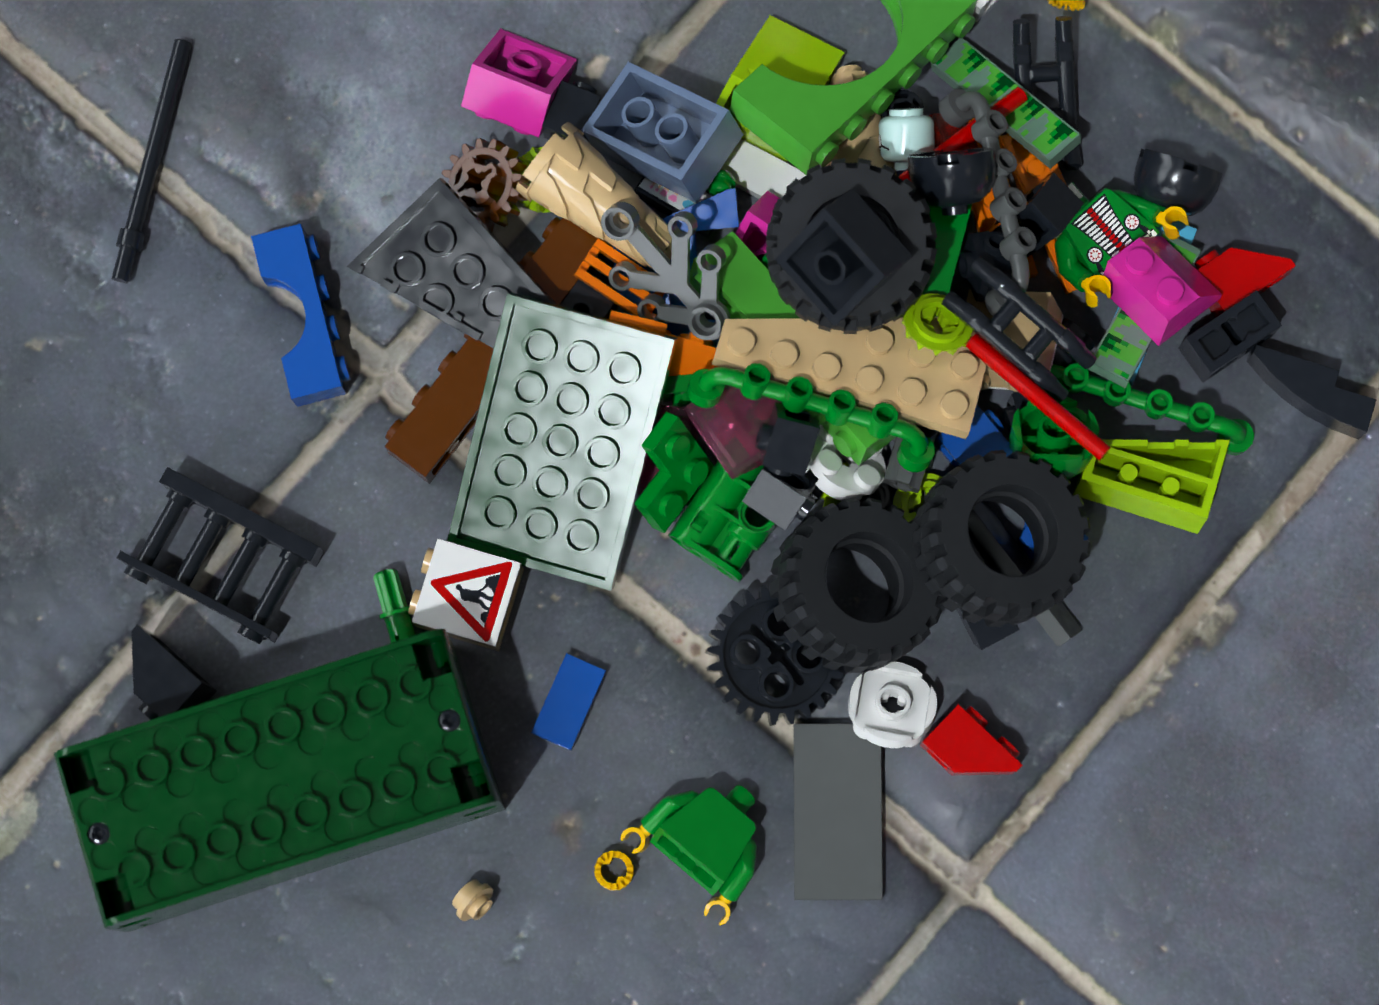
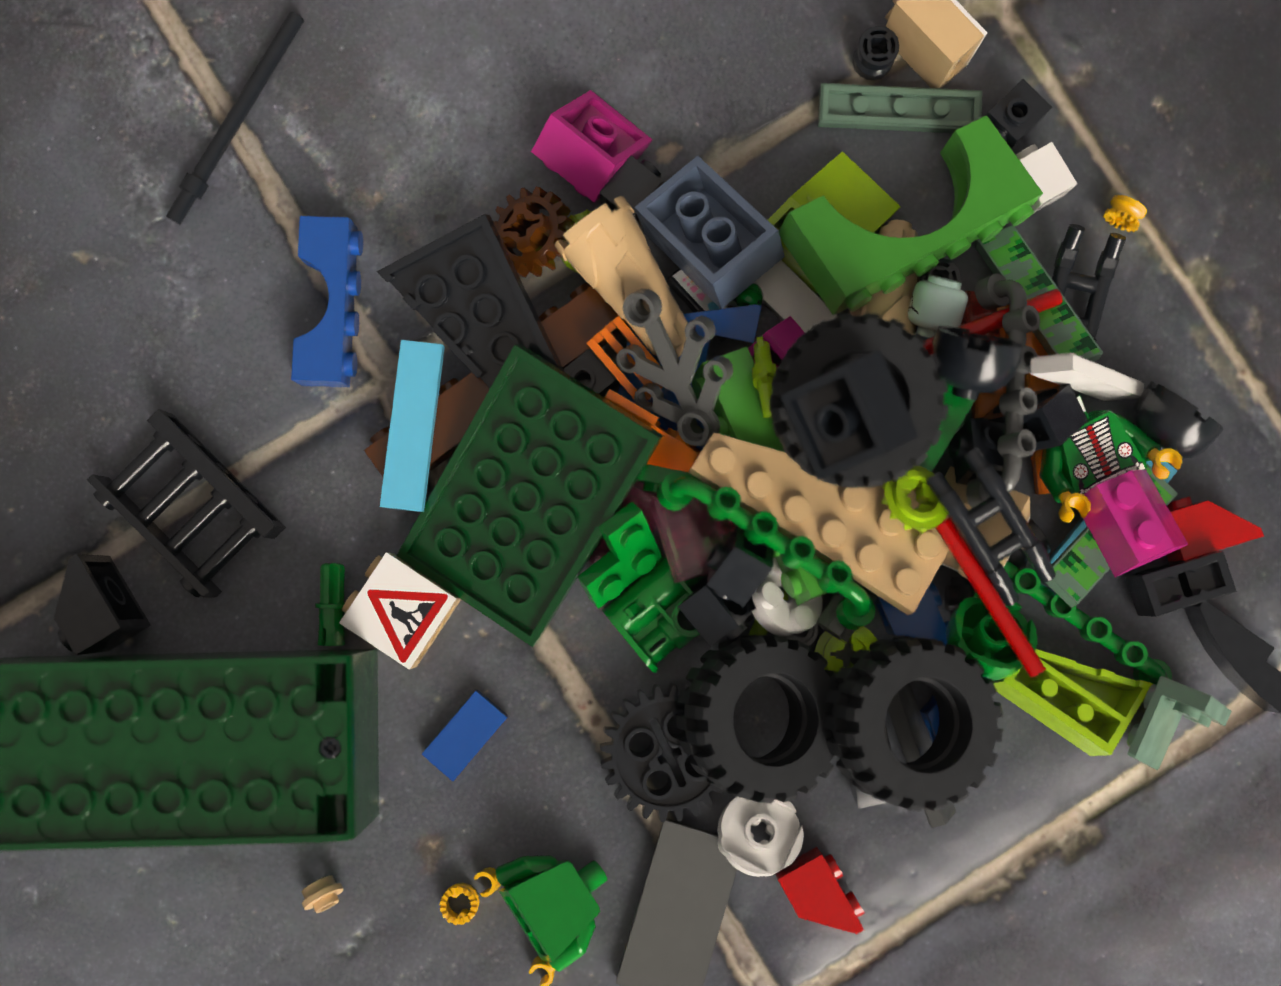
camera: 15 degrees right, 5 degrees up
(426, 407) = (412, 426): none -> medium azure tile
(756, 251) = (763, 374): none -> lime piece
(1071, 162) = (1086, 377): none -> white tile
(1252, 470) = (1165, 707): none -> sand green bracket

